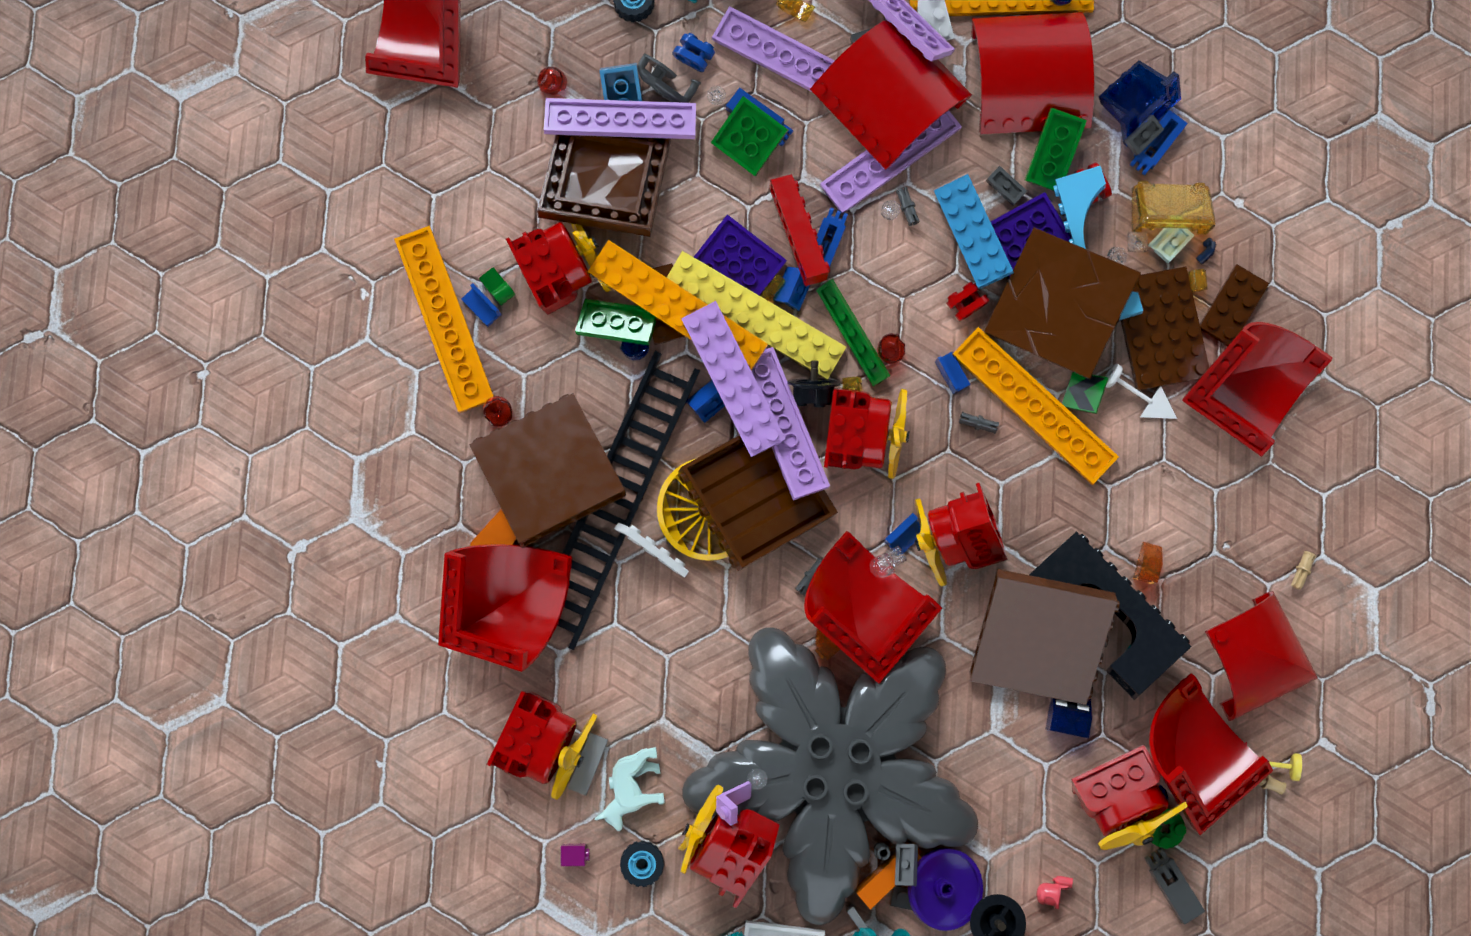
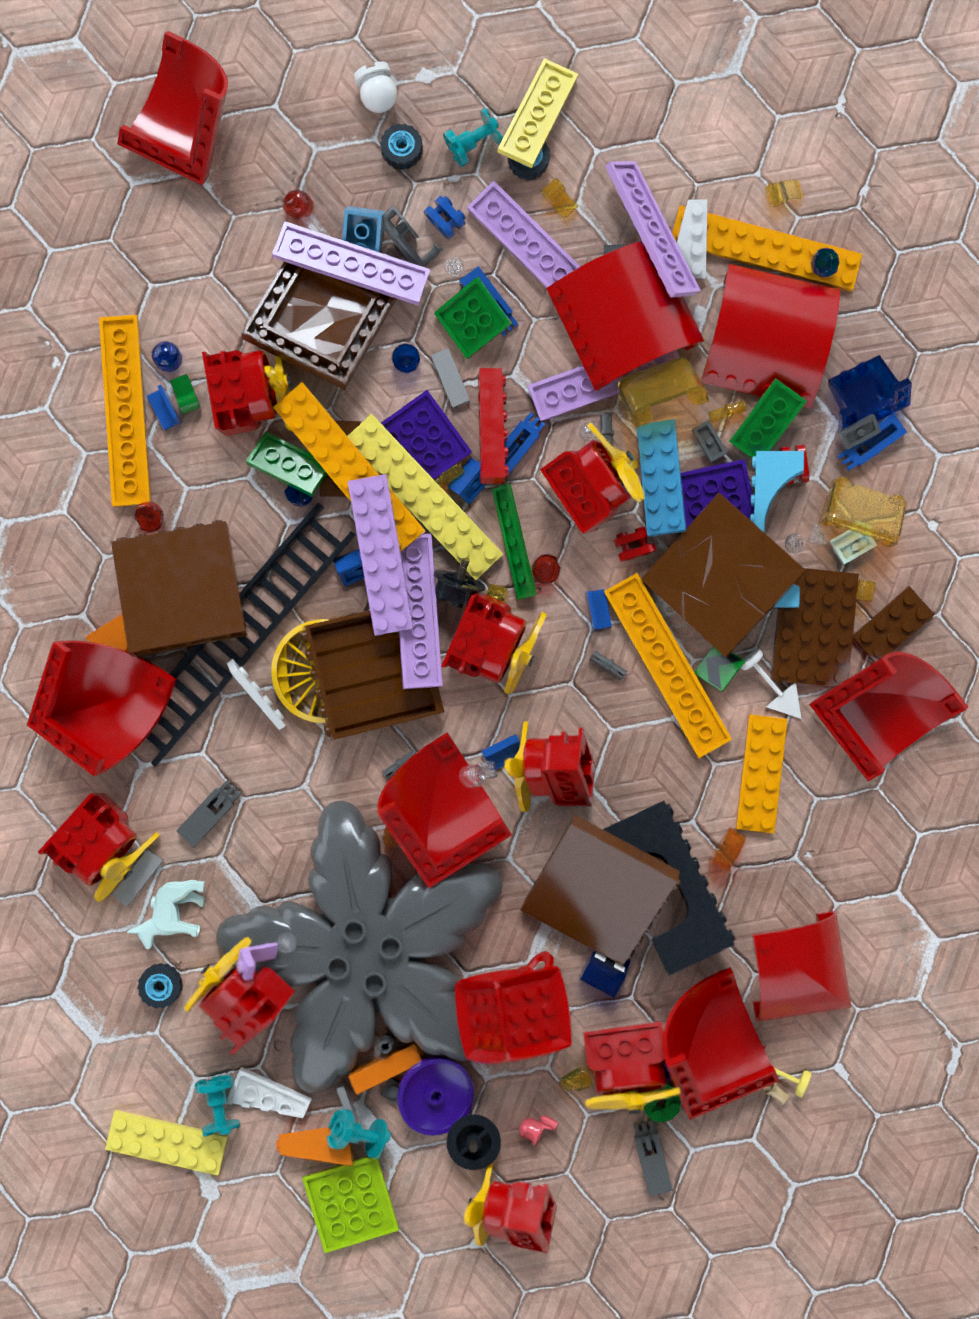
camera: 20 degrees right, 5 degrees up
(469, 256) = (166, 356): none -> clear blue hair
(574, 854) = (99, 958): magenta brick -> none
(636, 686) = (203, 818): none -> dark grey hinge
(697, 191) = (405, 358): none -> clear blue hair
(744, 198) = (450, 378): none -> light grey tile
(906, 865) = (403, 1063): dark grey plate -> none
(913, 253) = (594, 481): none -> red brick
(942, 146) = (658, 385): none -> clear yellow windscreen
(1000, 779) = (514, 1013): none -> red piece
(1014, 153) = (727, 411): none -> clear yellow axle
(1077, 831) = (576, 1080): none -> clear yellow rock
(1156, 481) = (761, 773): none -> light orange plate
(1208, 252) = (885, 566): dark blue arm -> none
(1303, 570) = (873, 900): tan axle -> none

